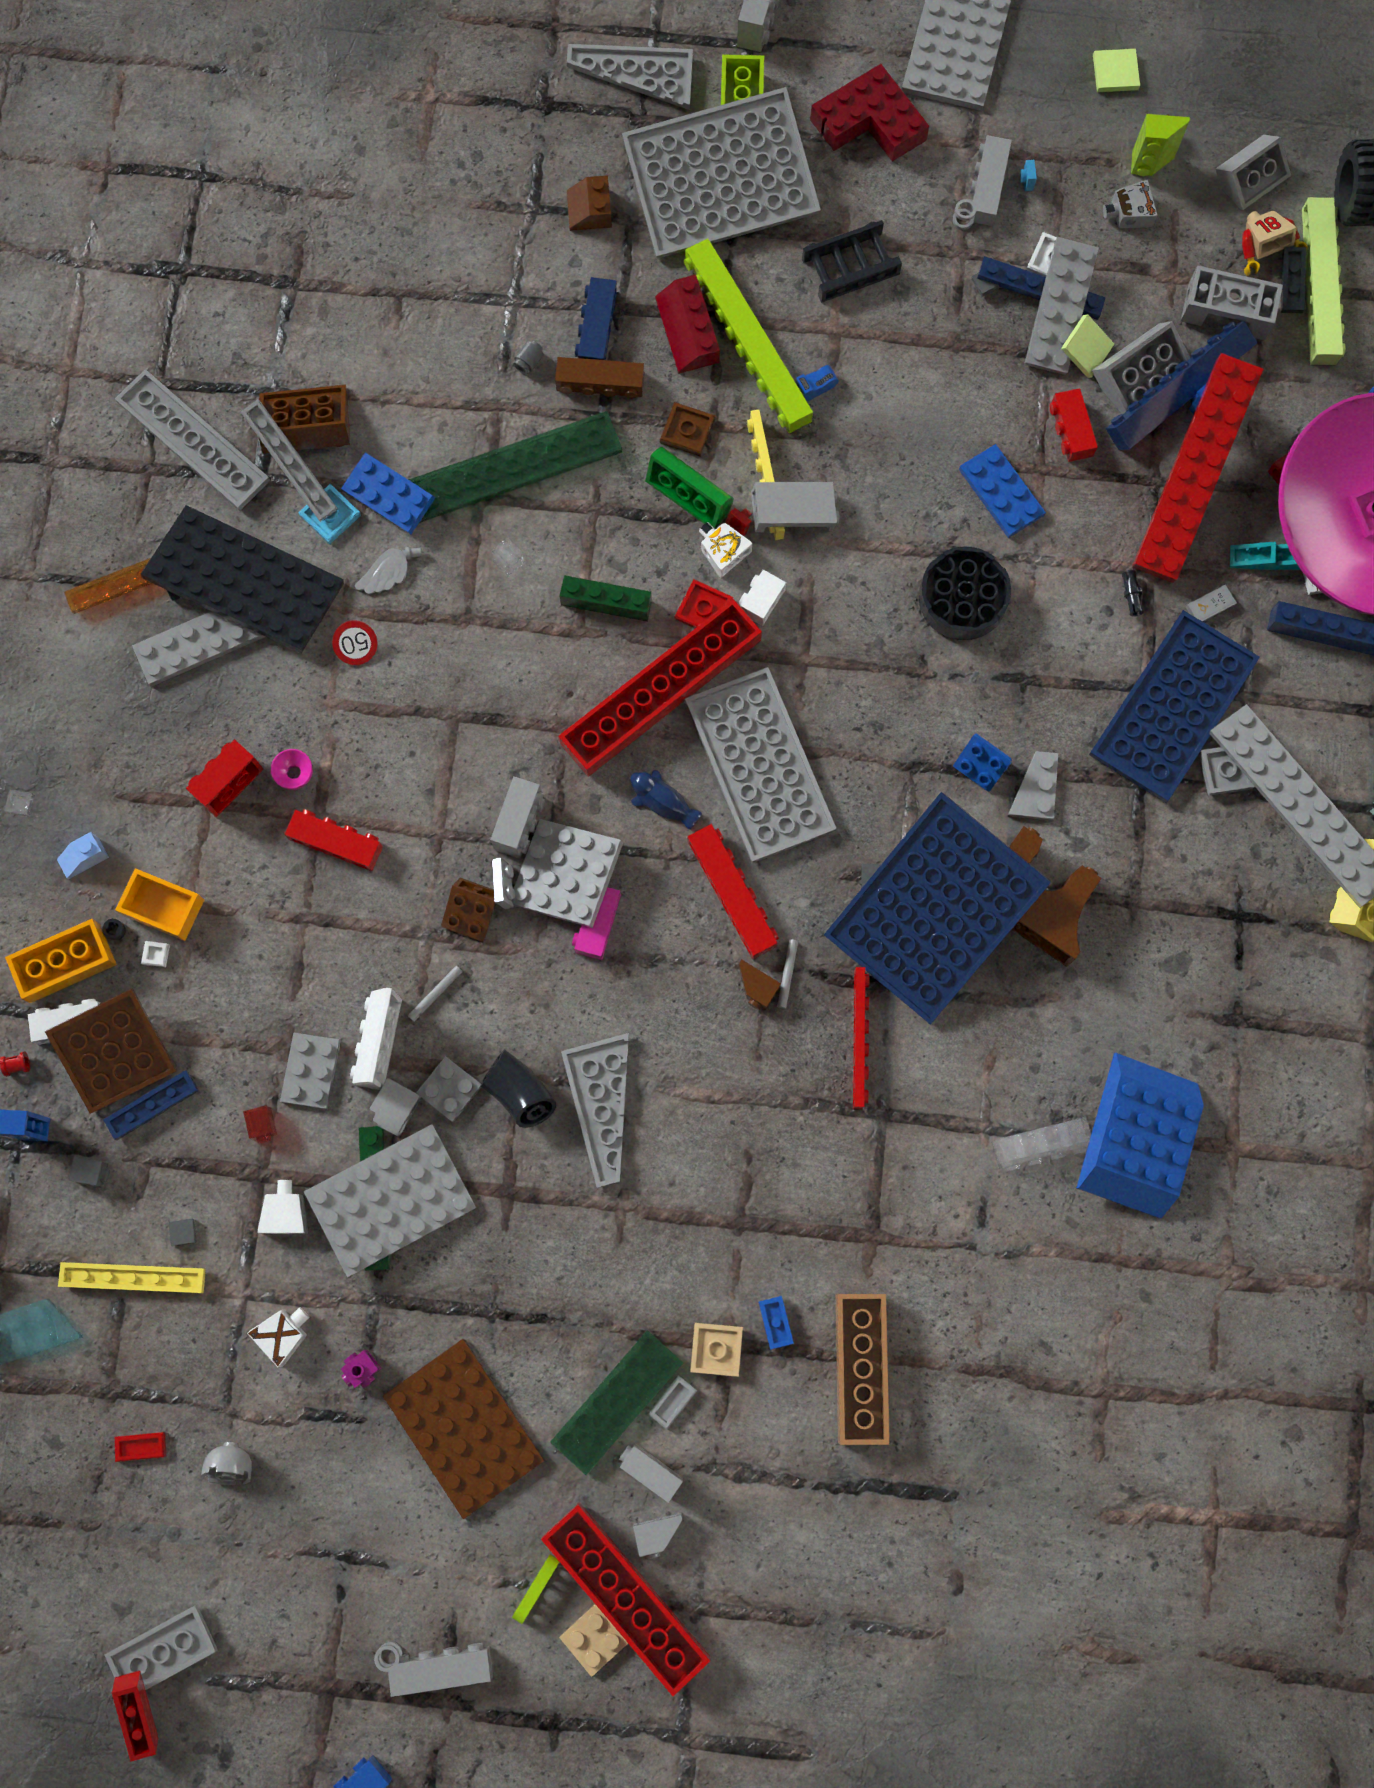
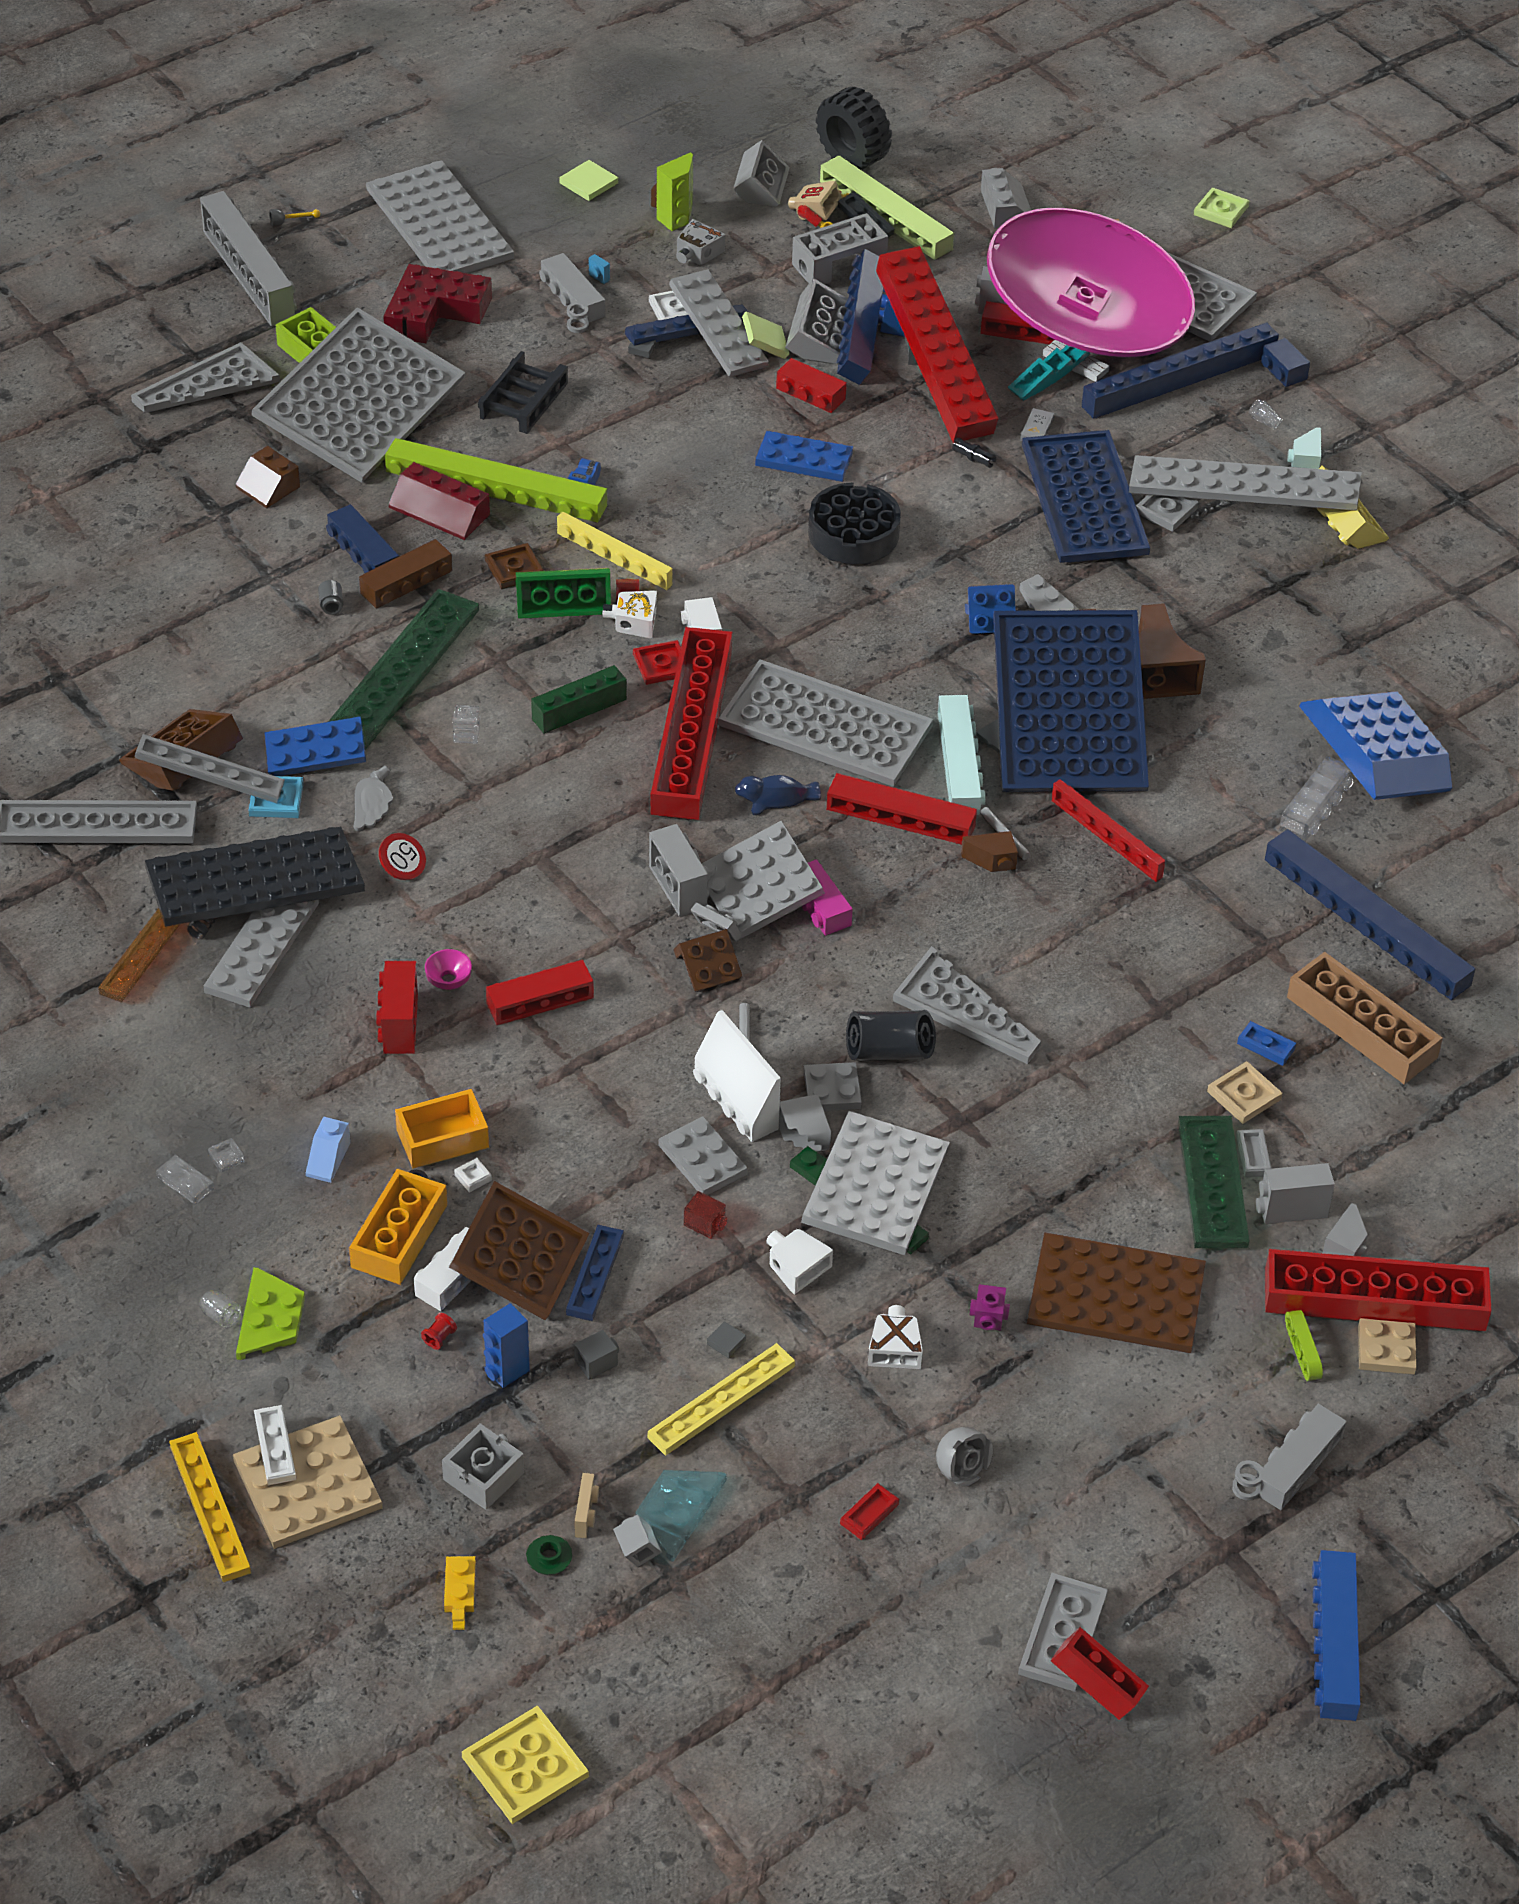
camera: 45 degrees left, 30 degrees down
(794, 505) = (658, 550): light grey panel -> none
(823, 876) = (960, 751): none -> light aqua brick
(968, 1280) = (1370, 914): none -> dark blue brick

